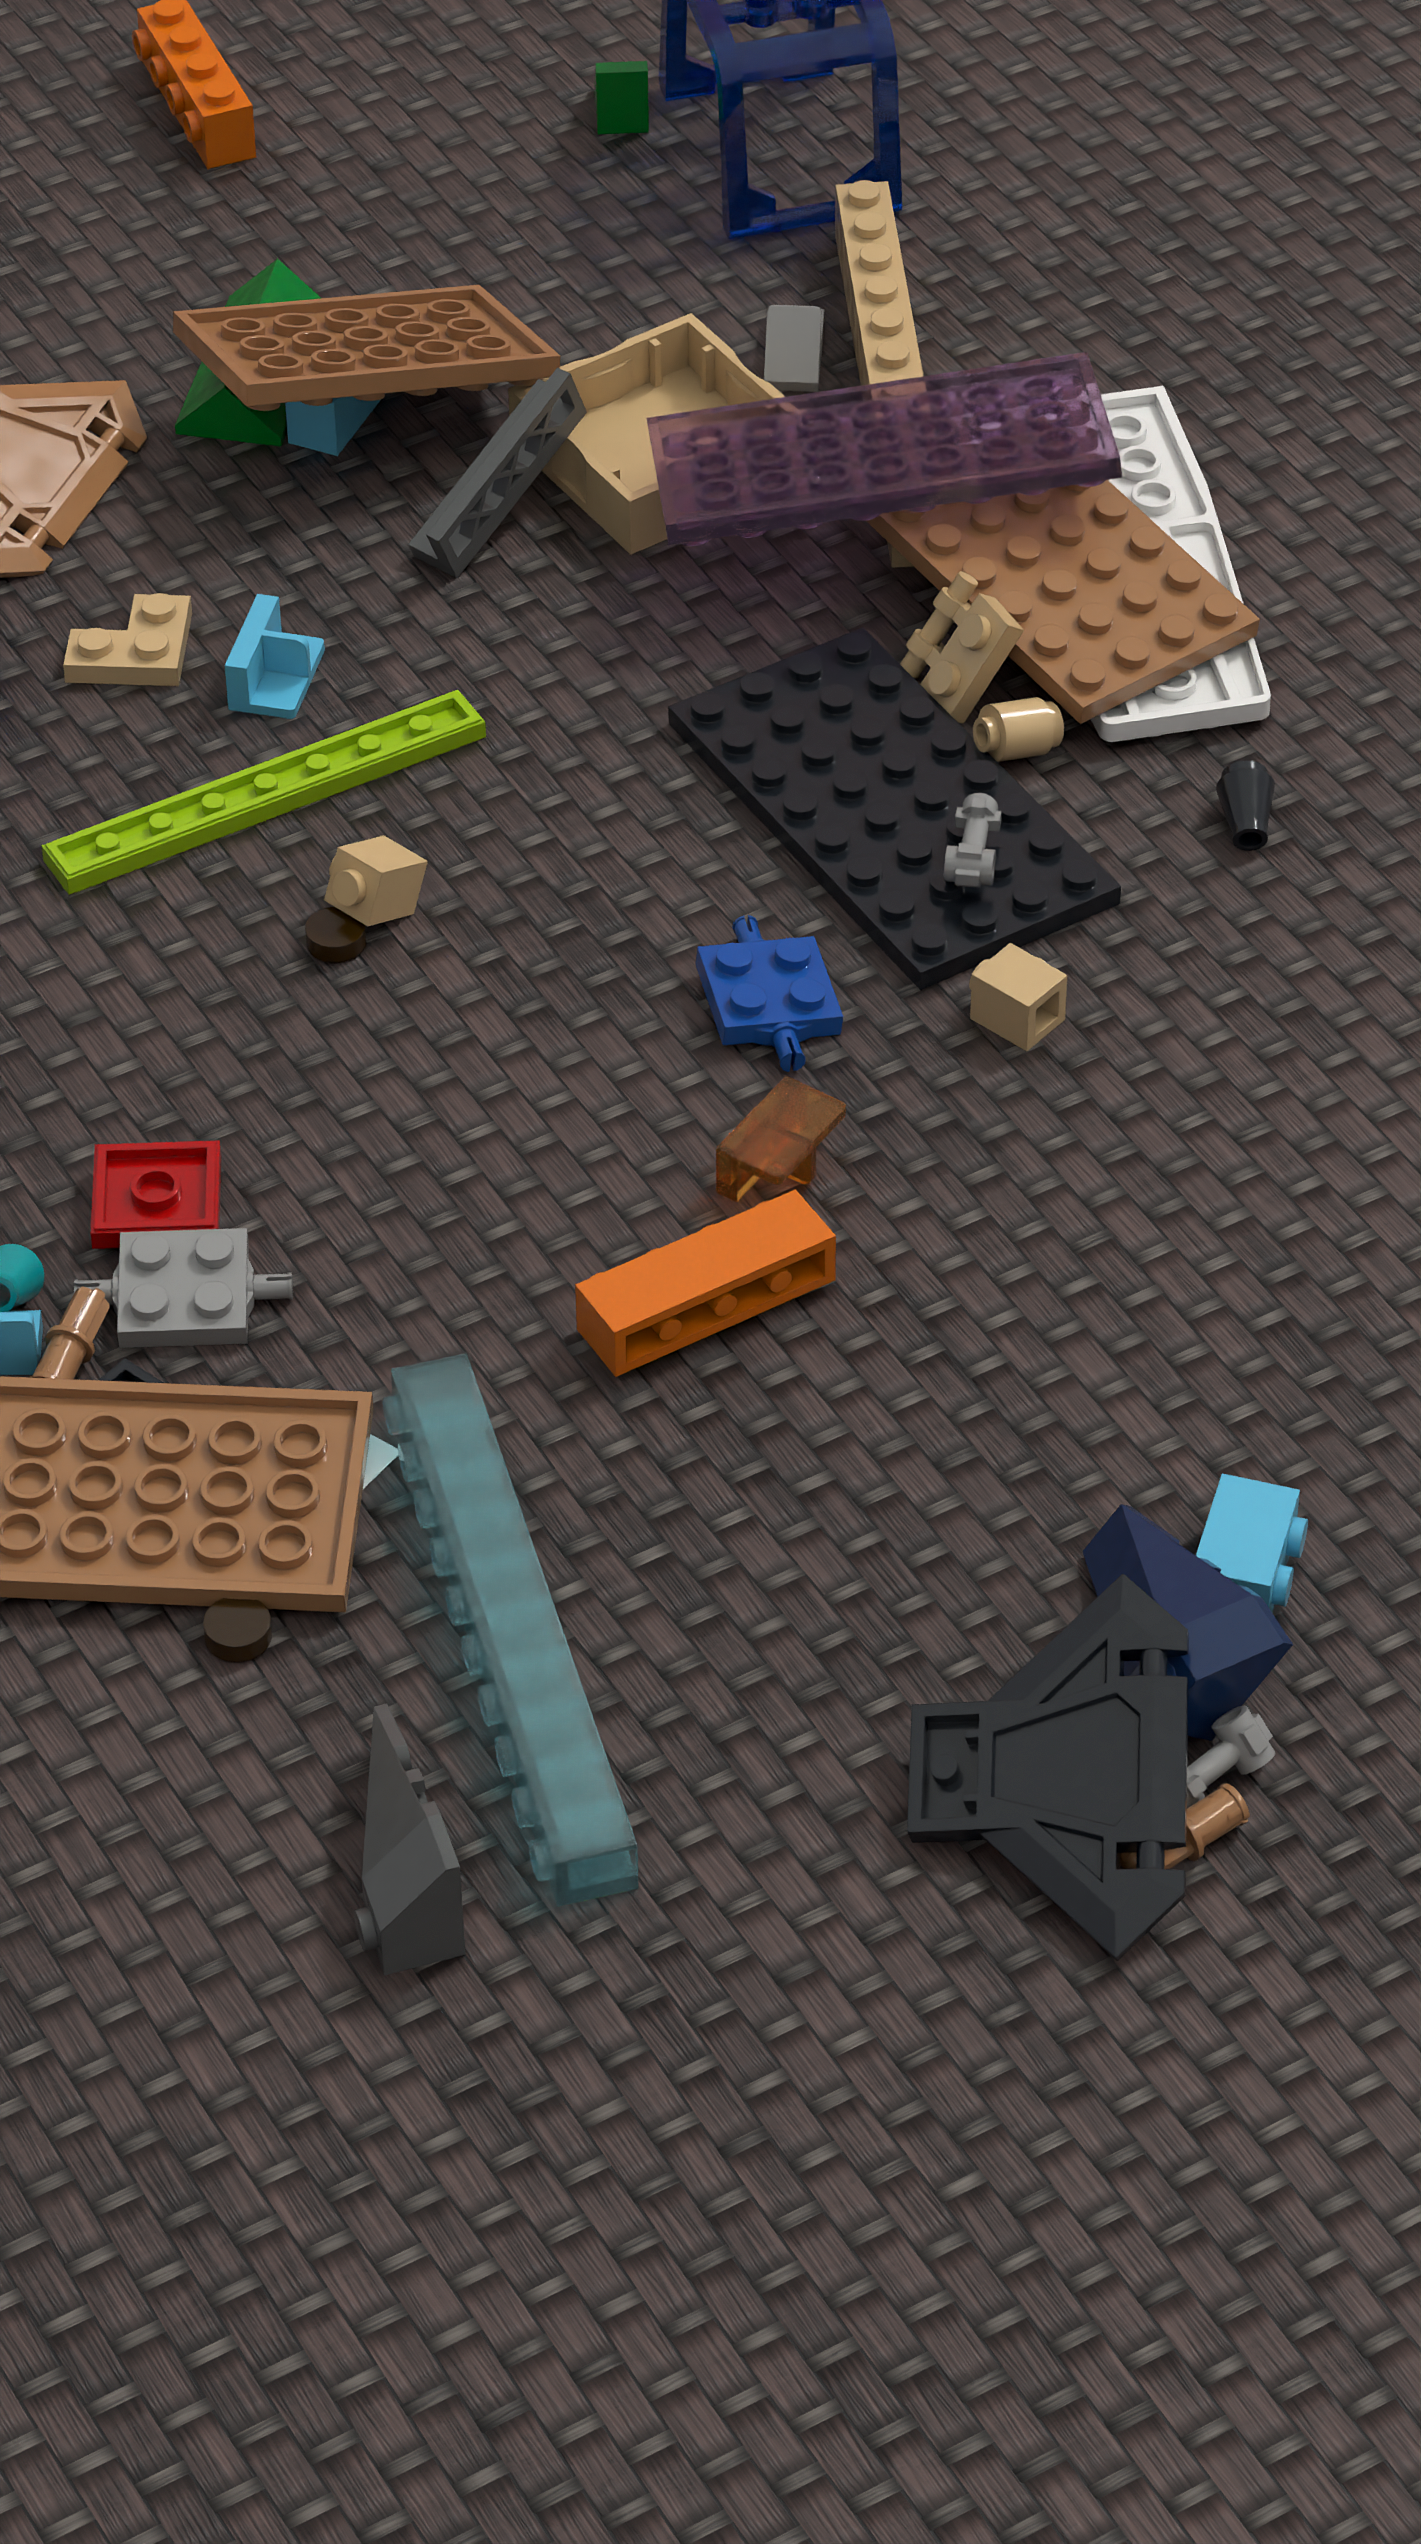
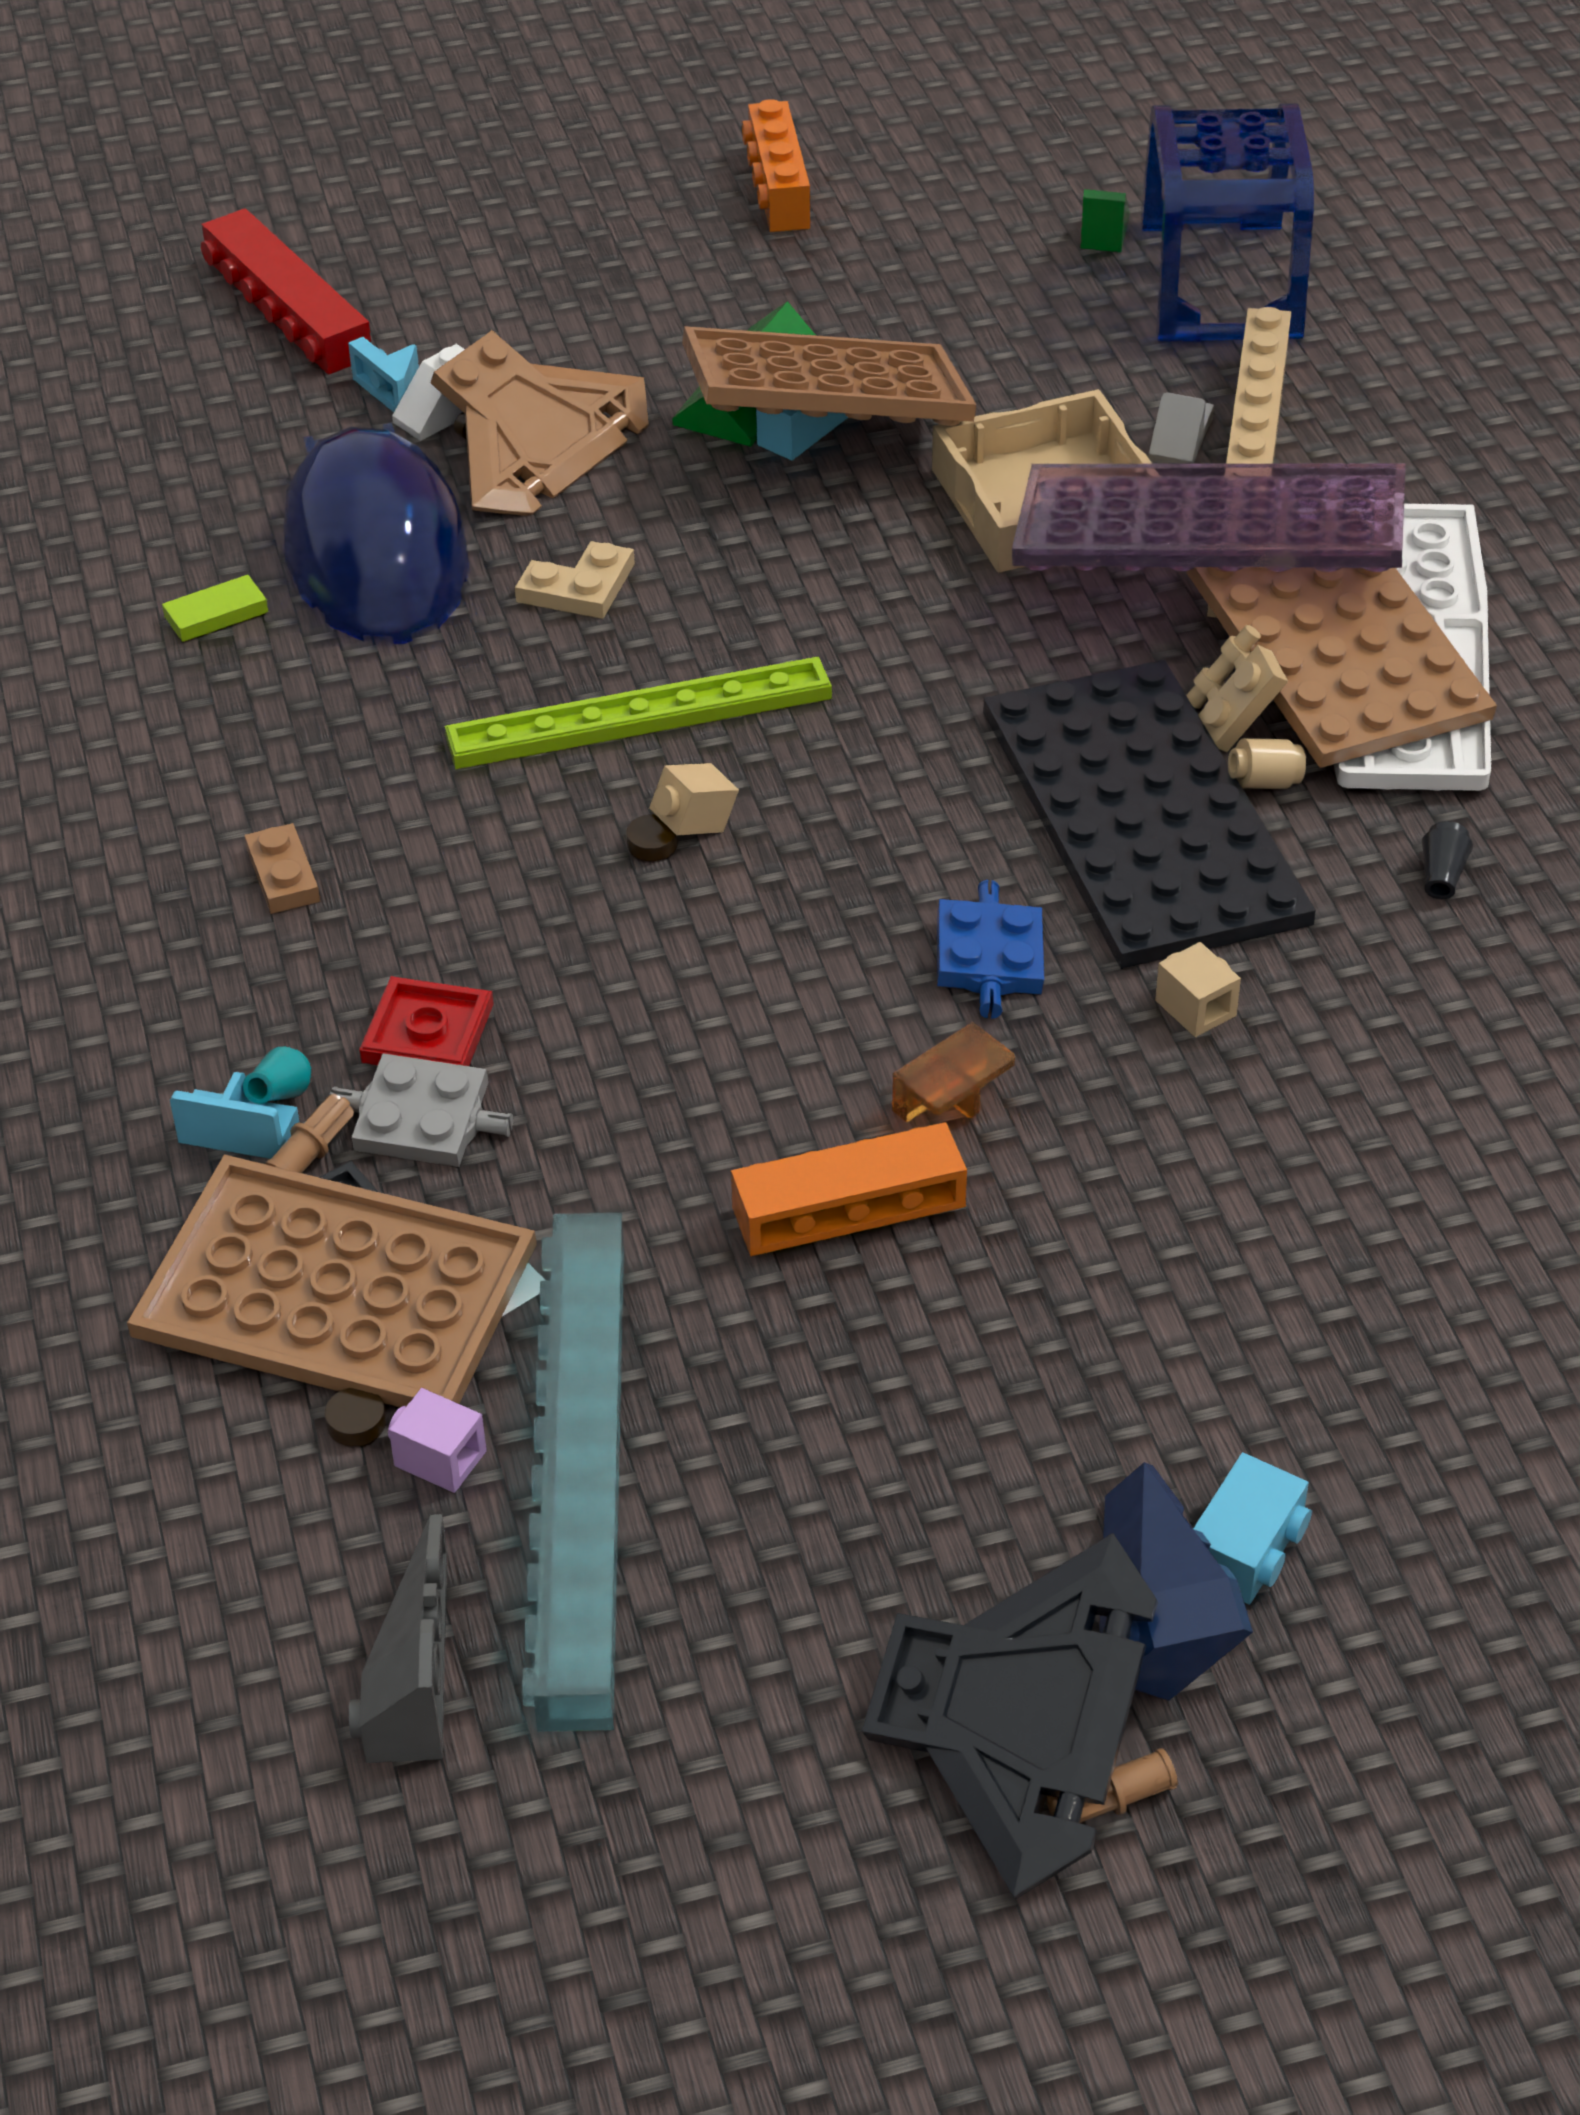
camera: 15 degrees right, 0 degrees up
(270, 668) = (674, 613): medium azure panel -> none
(342, 1632) = (437, 1439): none -> lavender brick
(500, 474) = (905, 492): dark grey fence -> none
(970, 862) = (1188, 867): light grey bar -> none
(1242, 1743) = (1190, 1710): light grey bar -> none

